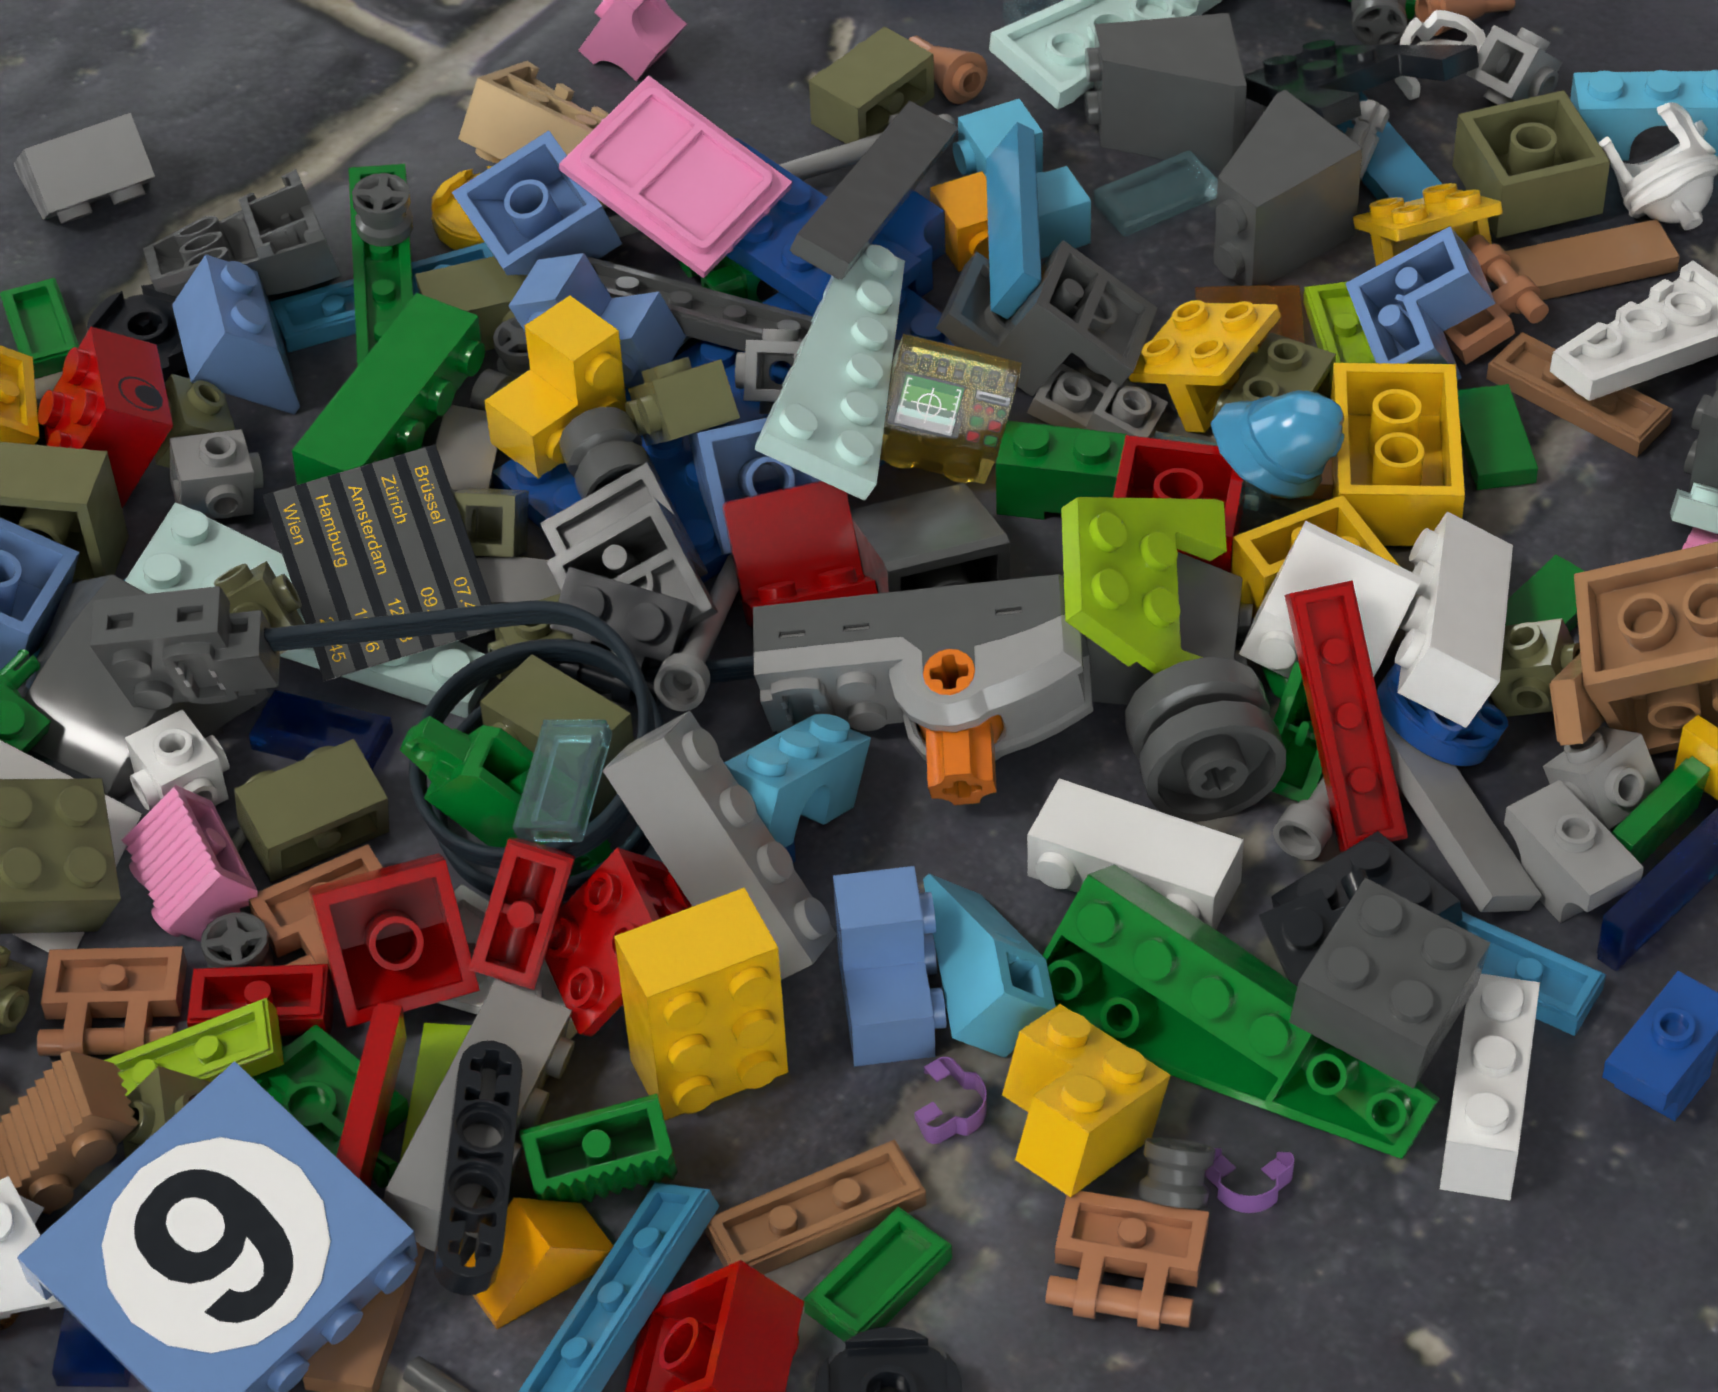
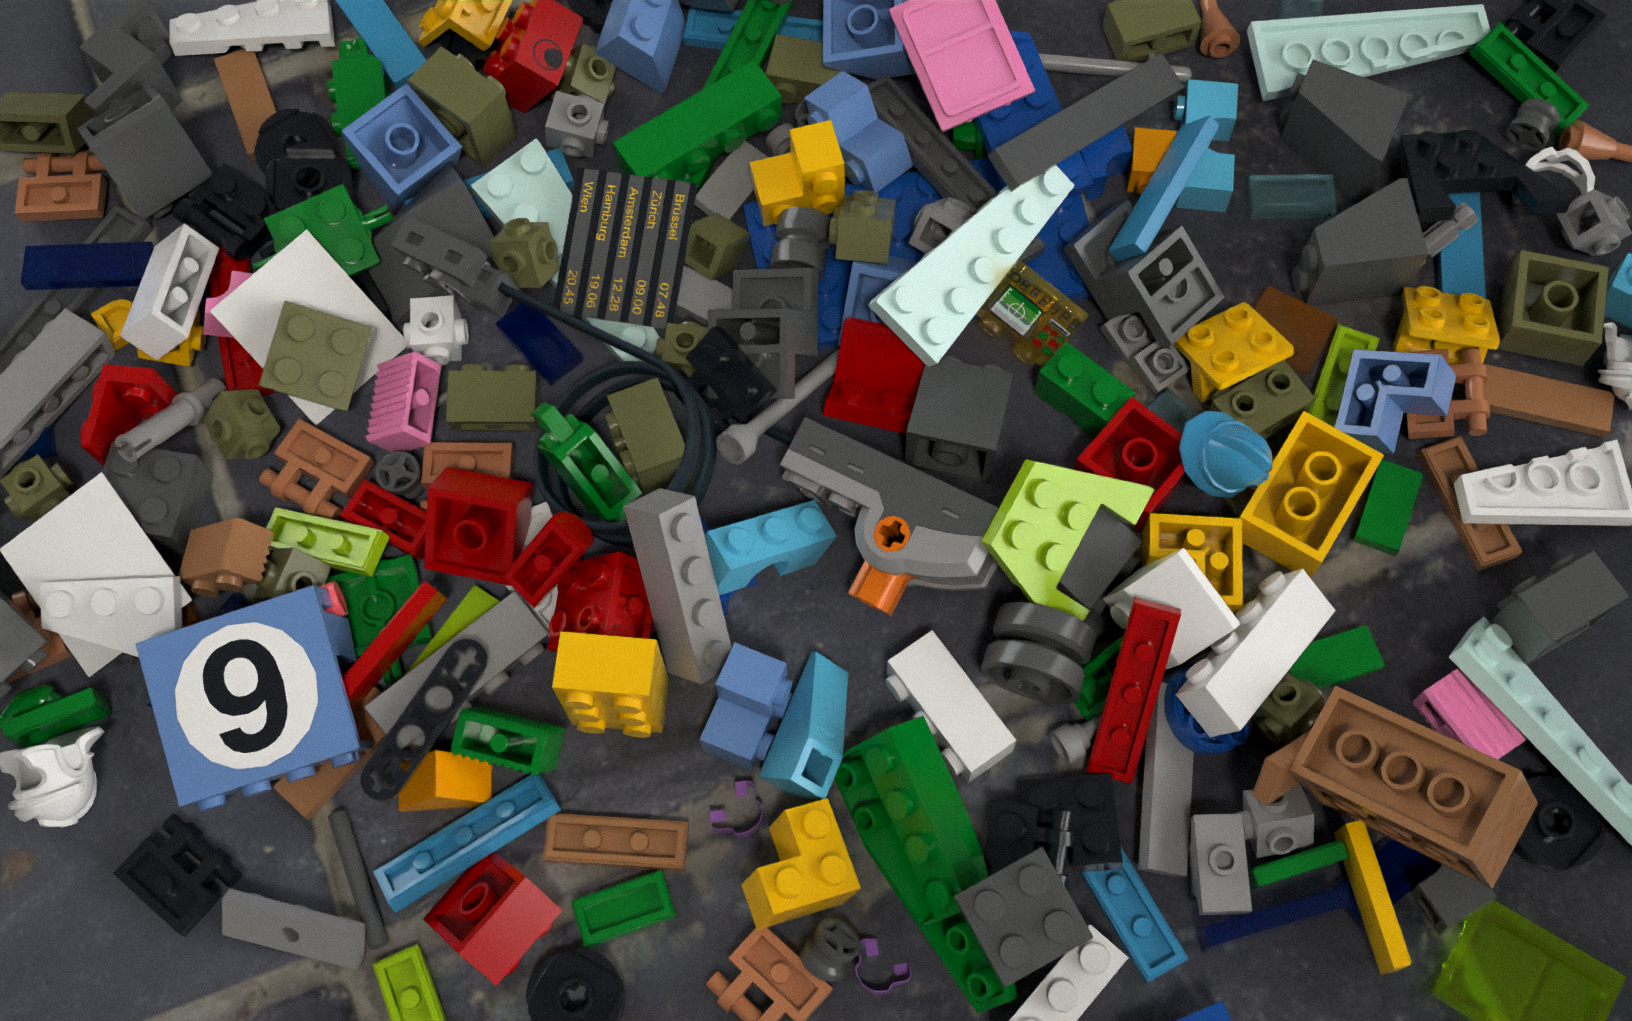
camera: 30 degrees right, 20 degrees up
(562, 780) = (614, 485): clear light blue tile -> none

